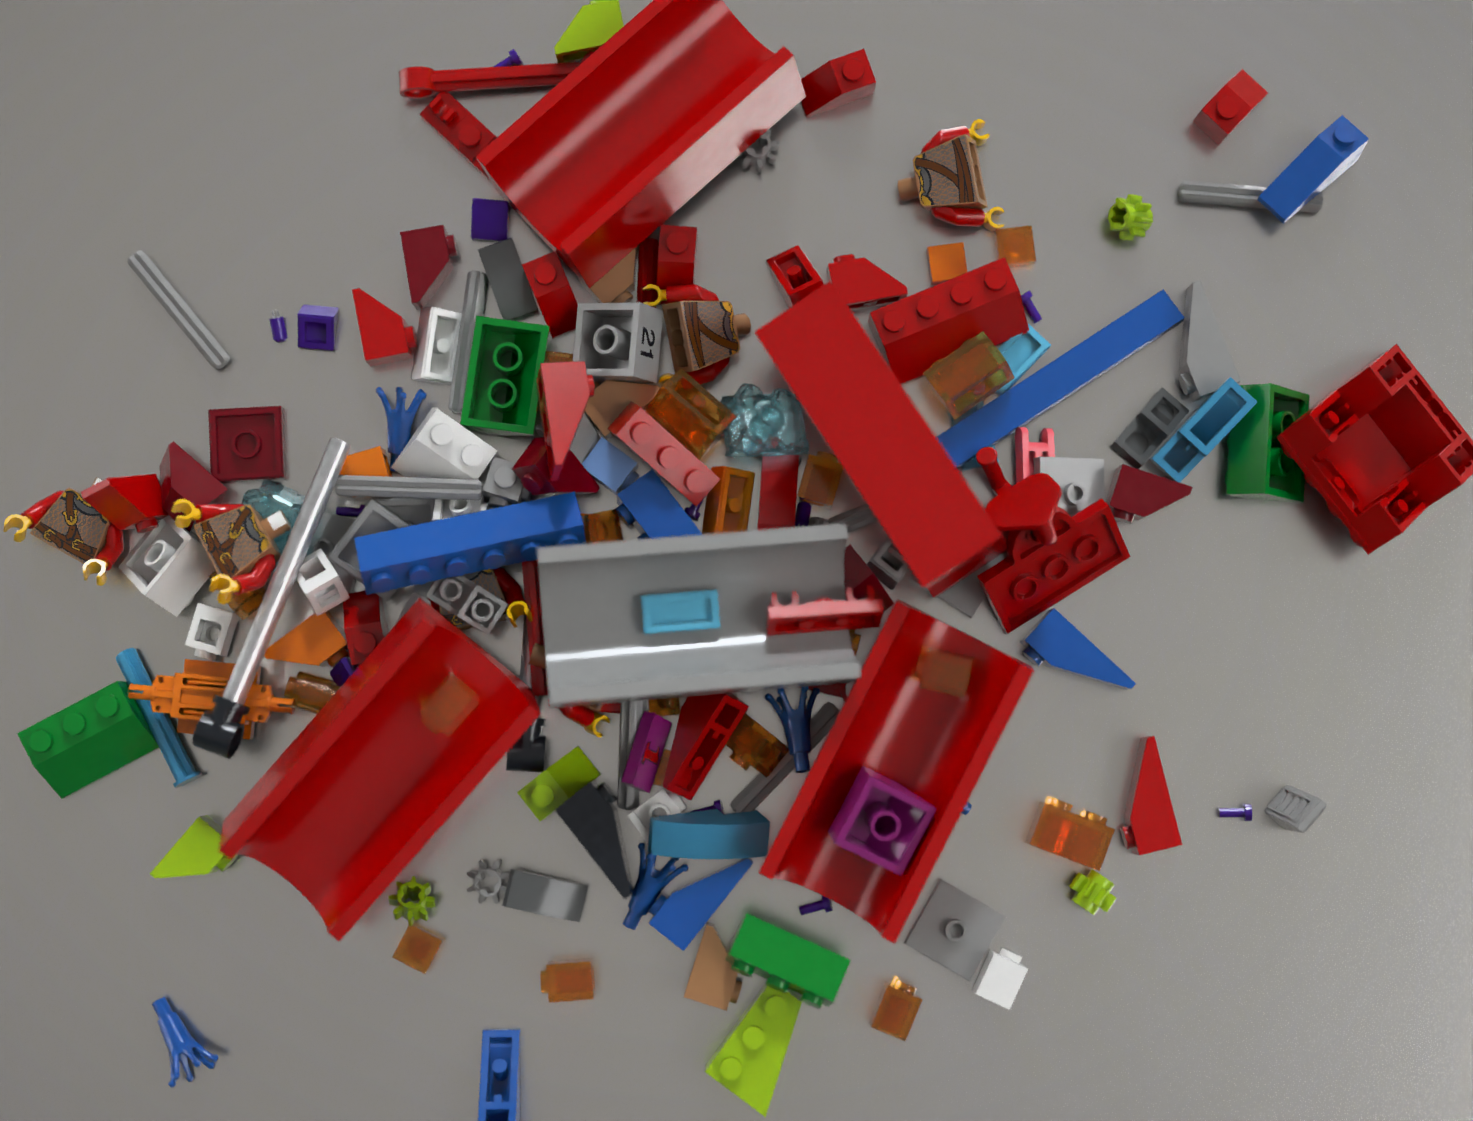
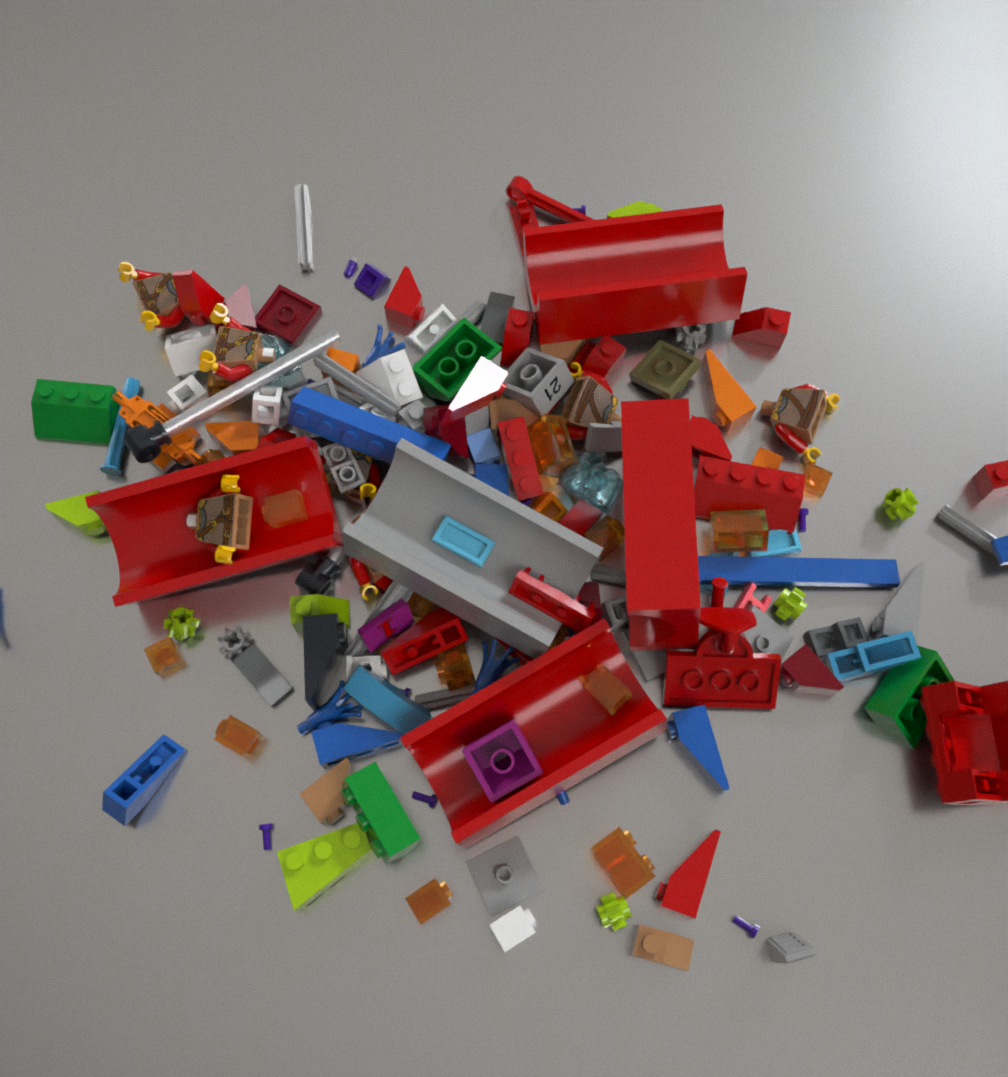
camera: 35 degrees right, 15 degrees down
(392, 770) = (223, 520): none -> torso
(427, 261) = (457, 280): dark red slope -> none
(490, 219) = (509, 280): dark purple slope -> none
(668, 1052) = (266, 835): none -> dark purple piece
(746, 358) = (604, 437): none -> light grey slope
(757, 219) = (665, 370): none -> olive hinge
(850, 208) = (726, 397): none -> orange slope
(1077, 424) = (790, 604): none -> lime gear
(1163, 894) = (661, 947): none -> medium nougat slope

